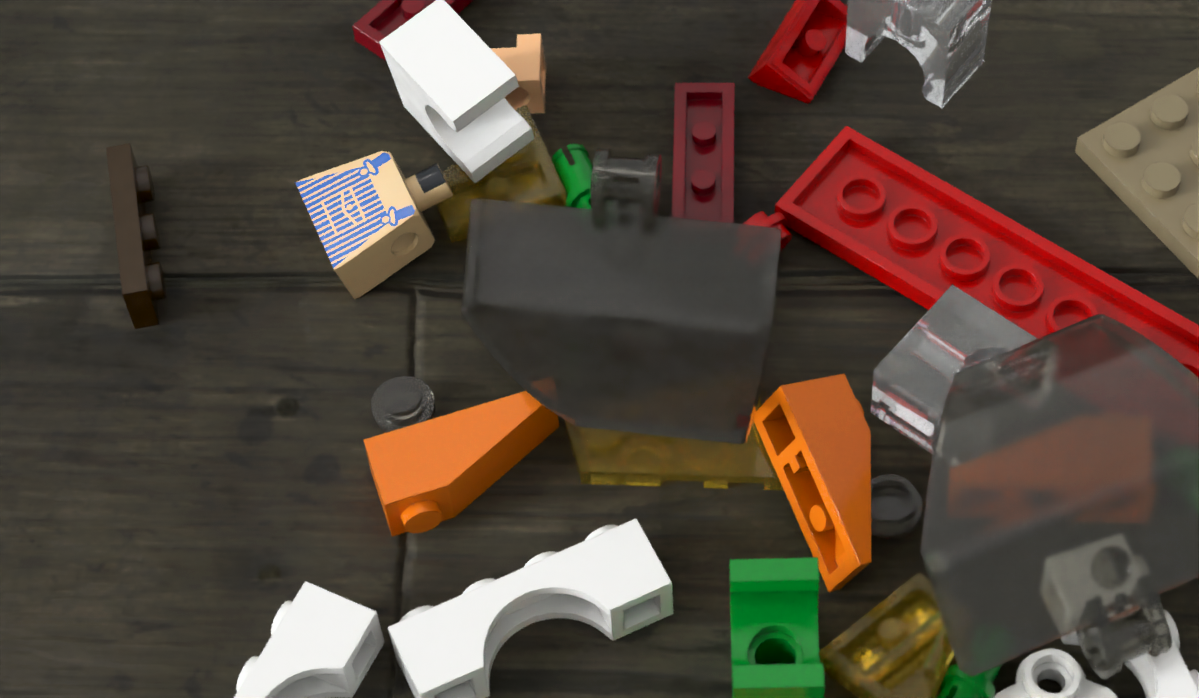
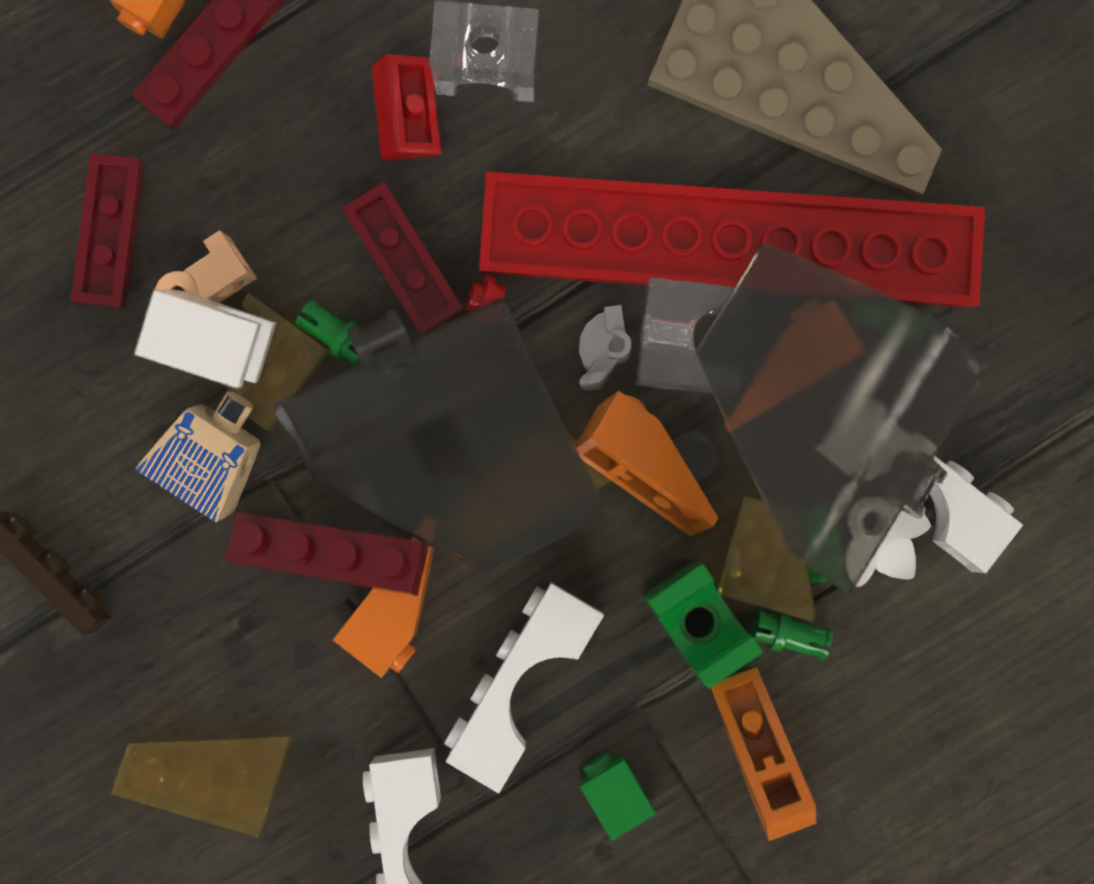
camera: 40 degrees left, 30 degrees up
(126, 520) = (206, 780): none -> clear yellow wing
(423, 364) = (327, 553): none -> dark red plate
(858, 347) = (603, 347): none -> light grey piece

